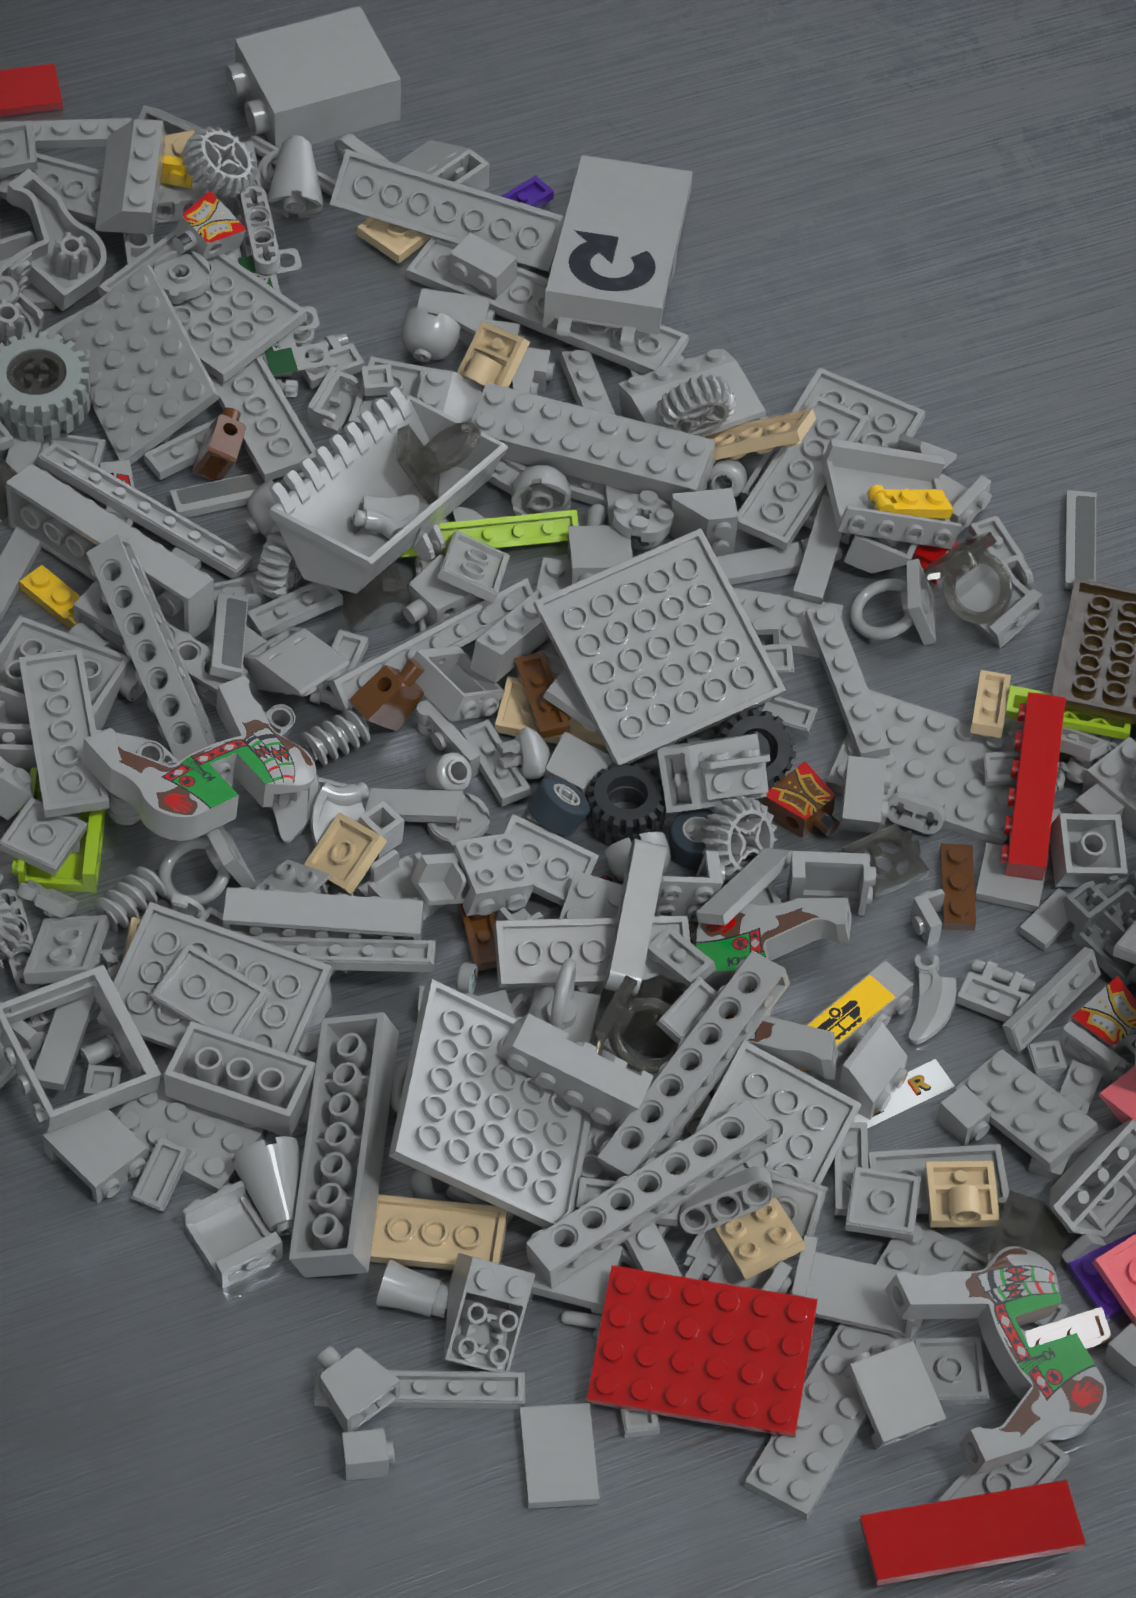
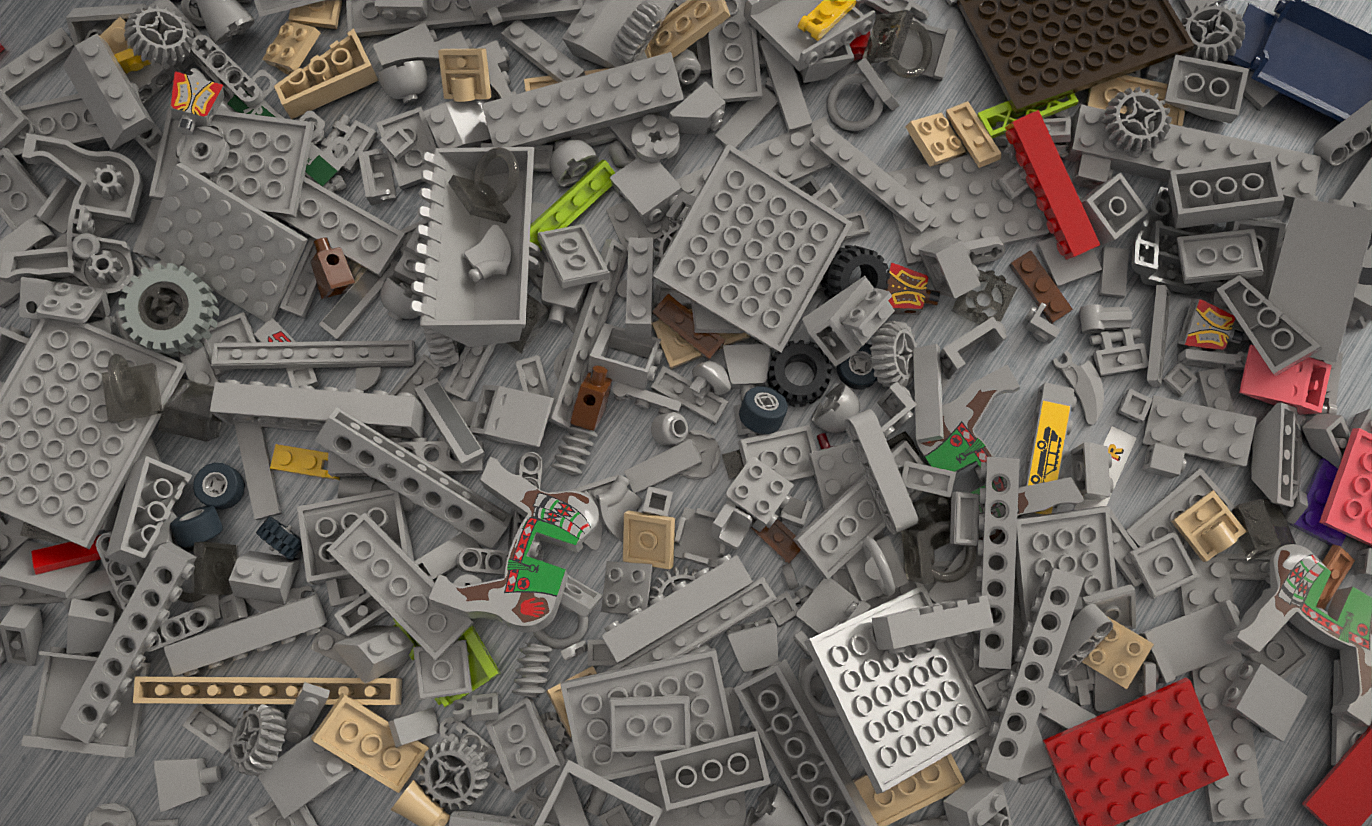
camera: 30 degrees left, 25 degrees up
(332, 253) = (291, 46): none -> tan plate
(354, 292) = (327, 77): none -> tan wedge
(375, 996) = (755, 644): none -> light grey torso
(945, 685) = (935, 139): none -> tan plate
(973, 1049) = (1135, 405): none -> light grey plate
(996, 945) = (1097, 319): none -> light grey piece

